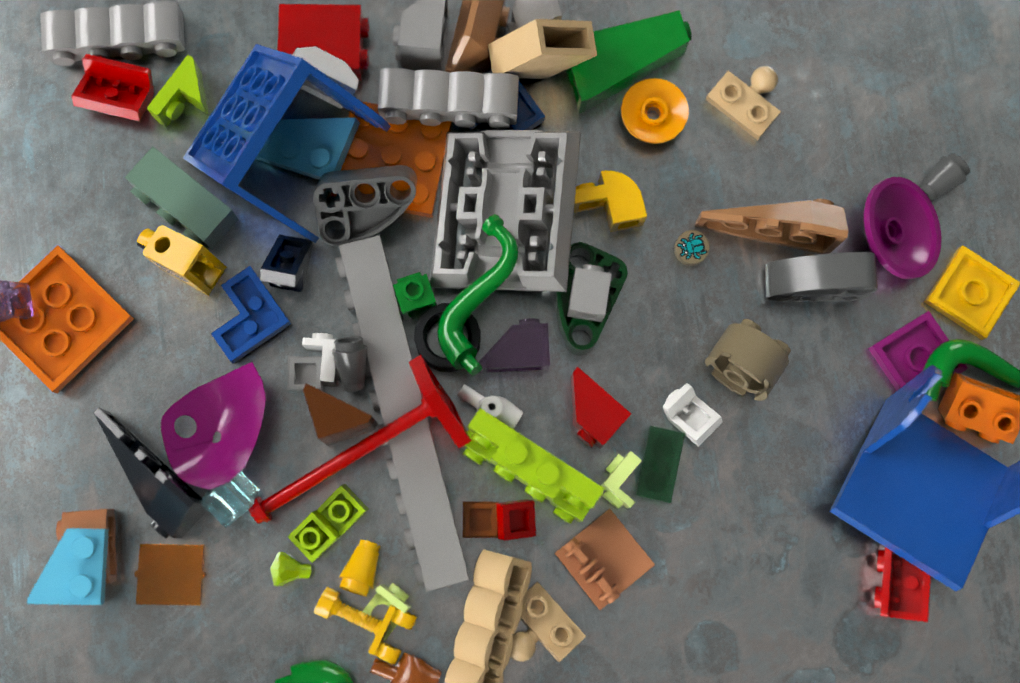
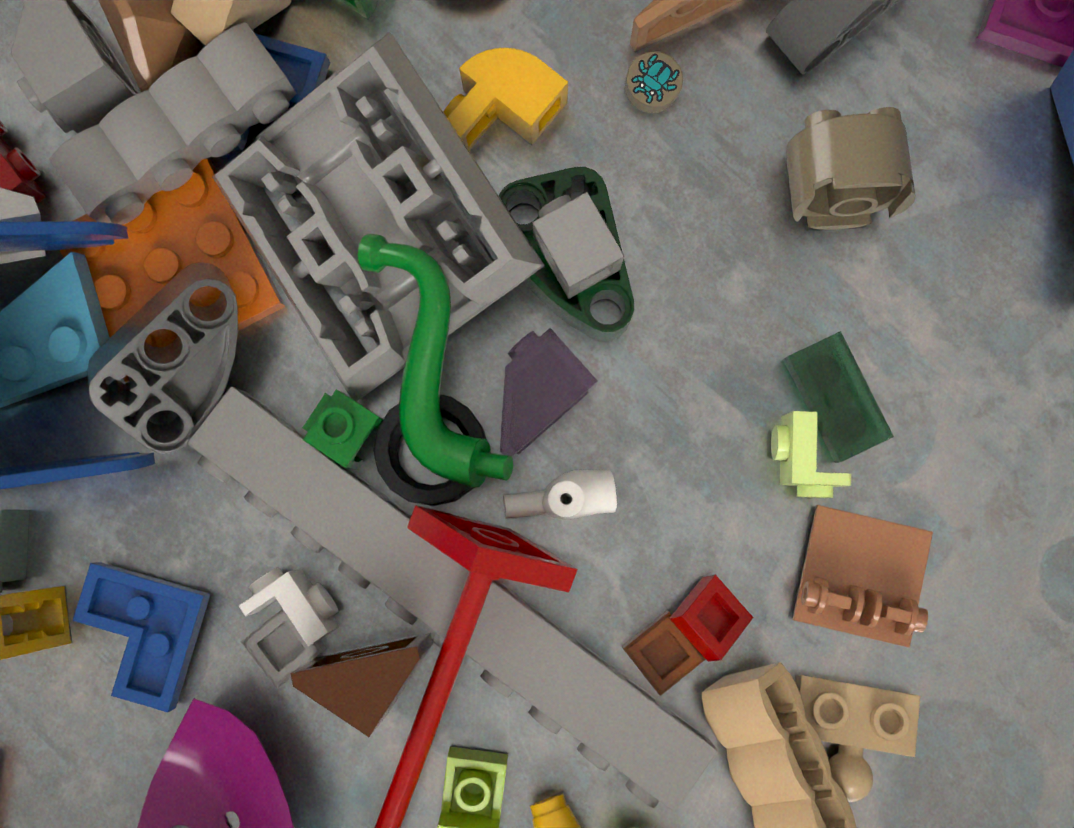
camera: 25 degrees left, 5 degrees up
(287, 263) = (138, 521): black slope -> none
(350, 359) = (329, 588): dark grey cone -> none
(531, 465) = (685, 537): lime bracket -> none
(594, 410) = (701, 394): red slope -> none
(691, 414) = (829, 300): white bracket -> none

